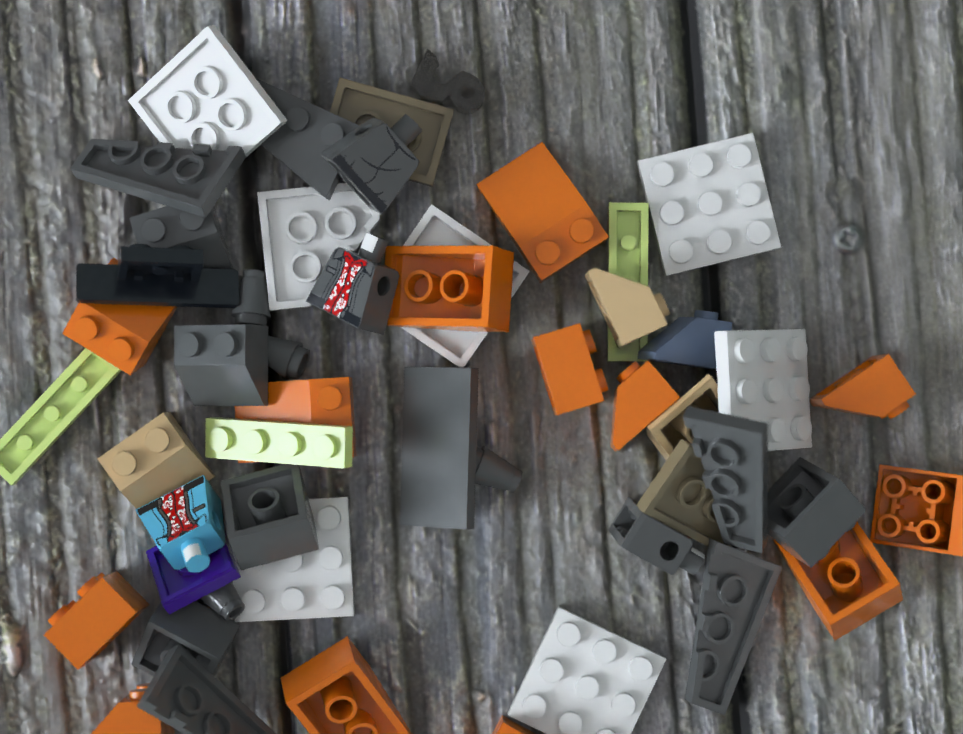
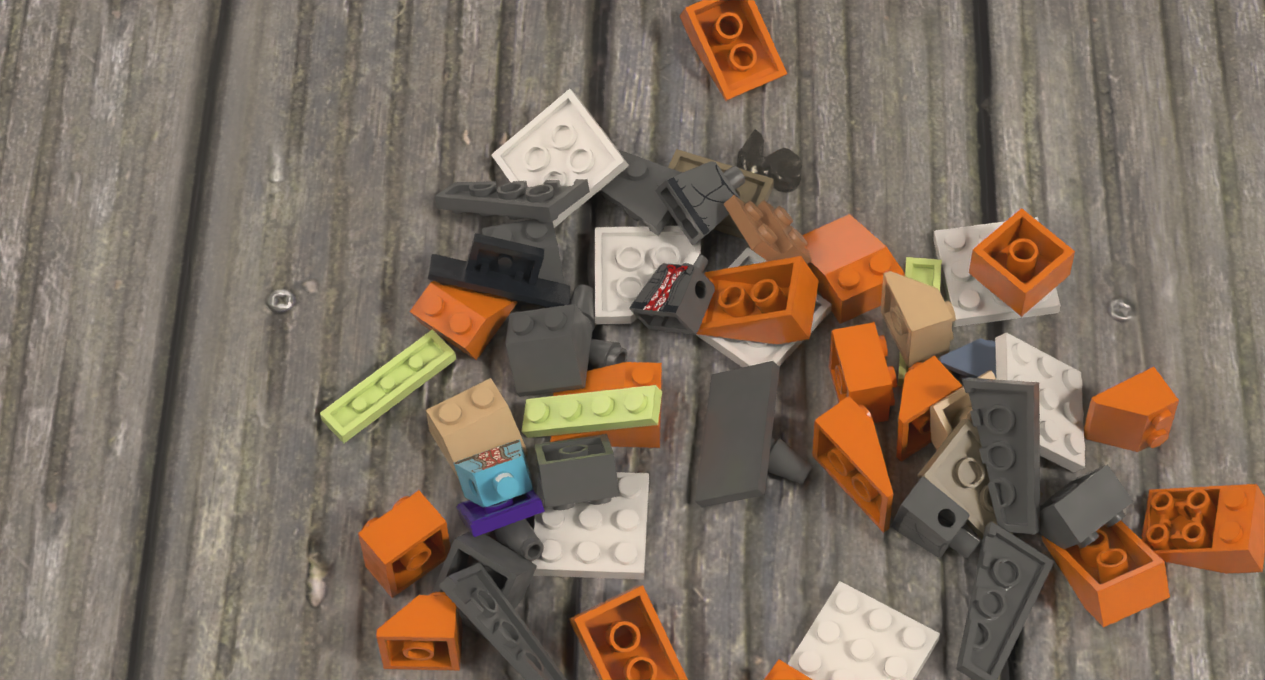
camera: 15 degrees right, 30 degrees down
(453, 202) = (767, 230): none -> medium nougat plate
(567, 468) = (851, 454): none -> orange slope
(739, 216) = (1021, 262): none -> orange brick

